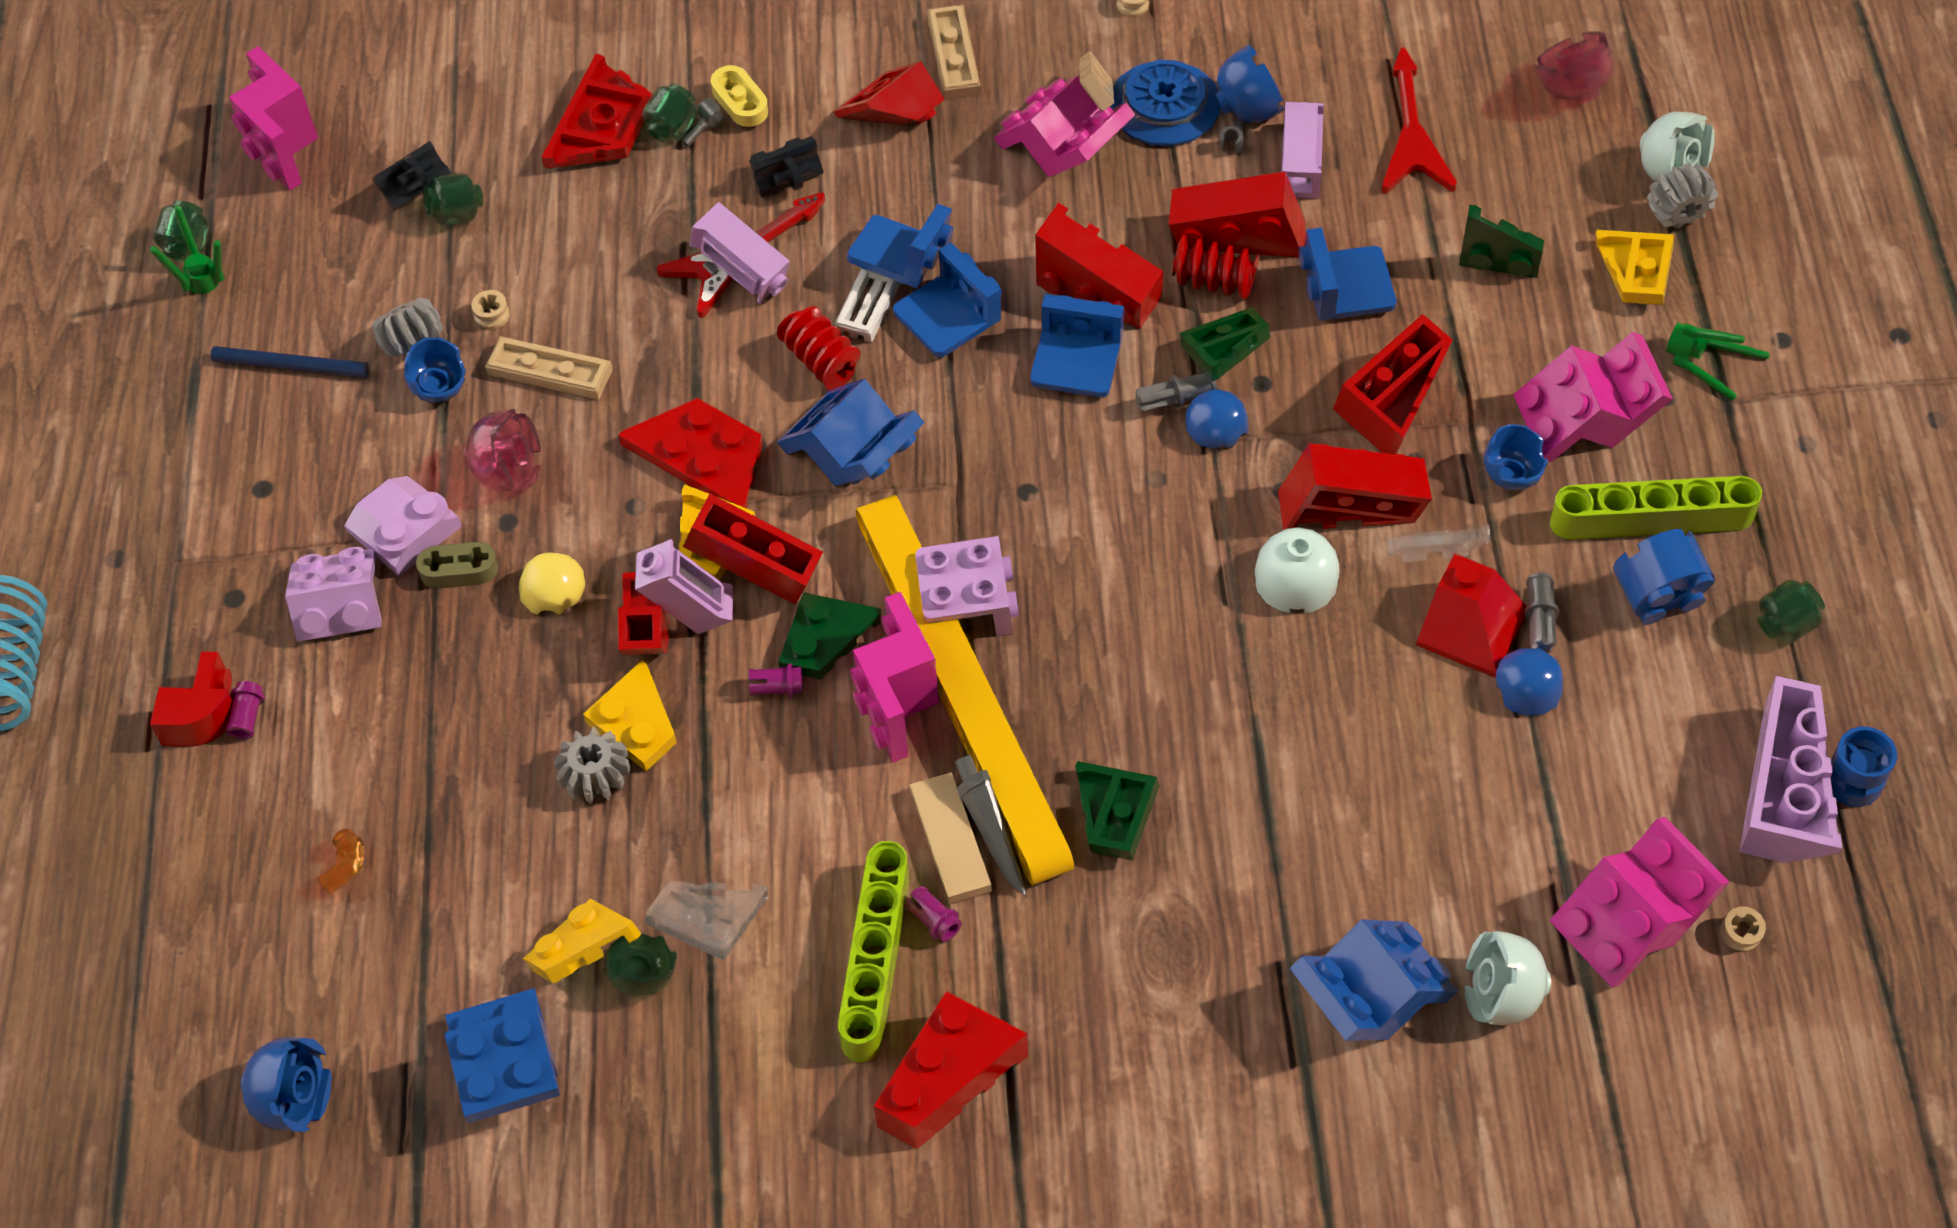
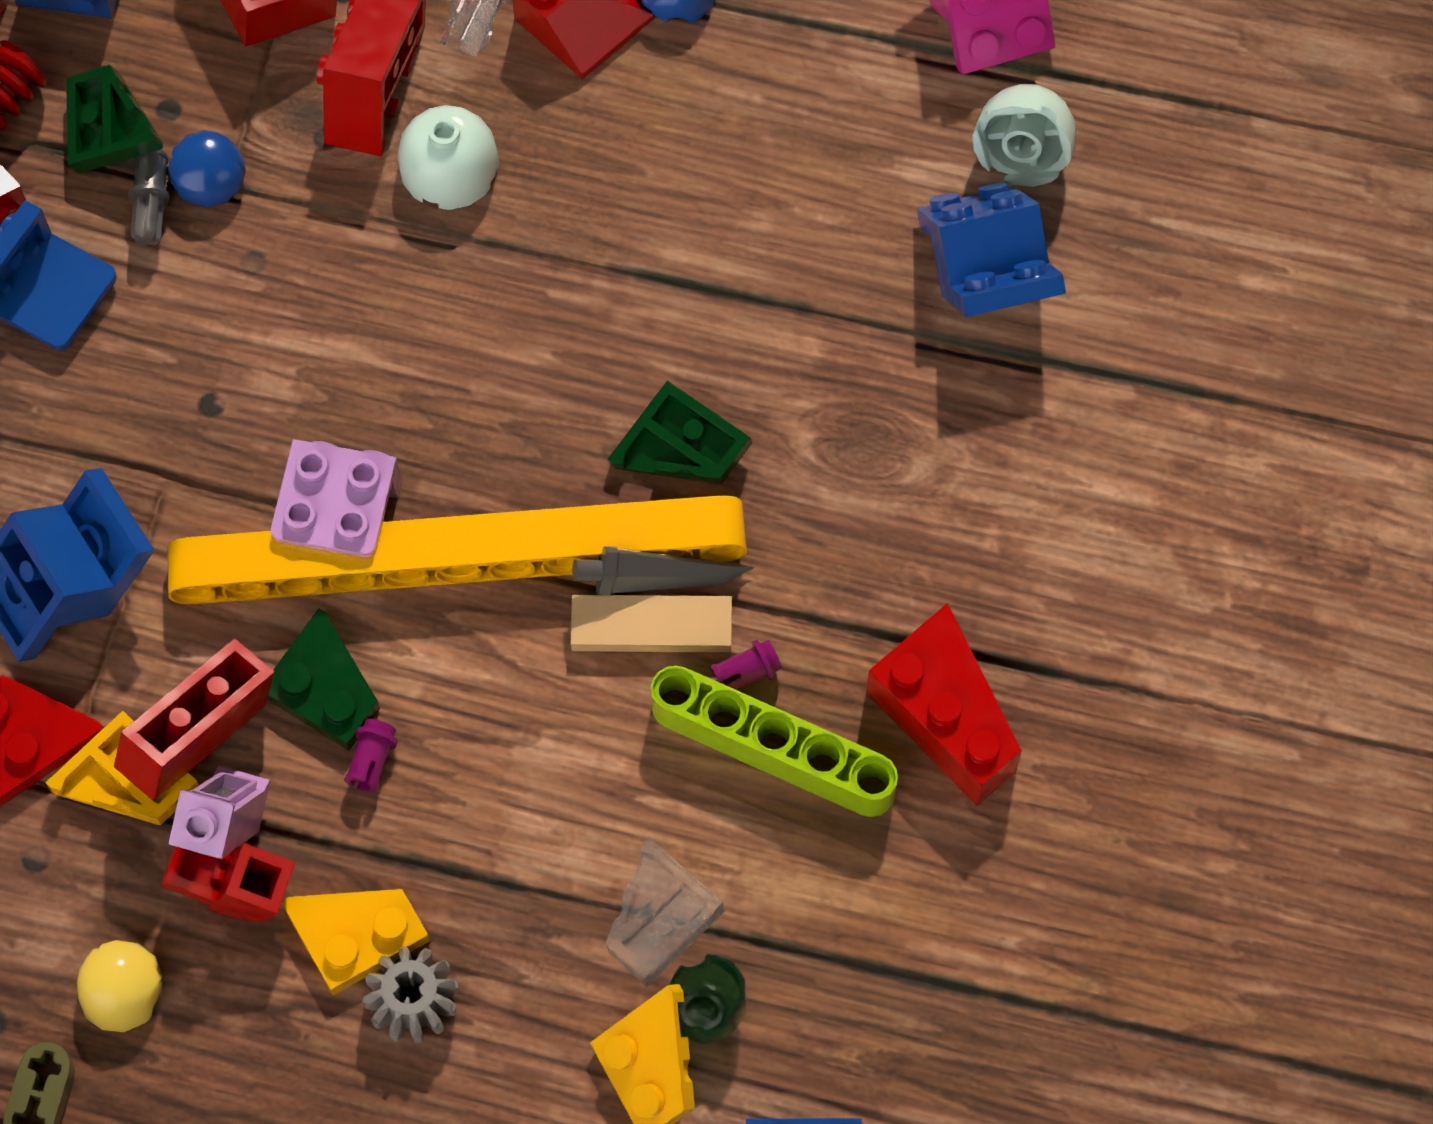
camera: 75 degrees left, 10 degrees up
(894, 677) = (440, 624): dark pink bracket -> none

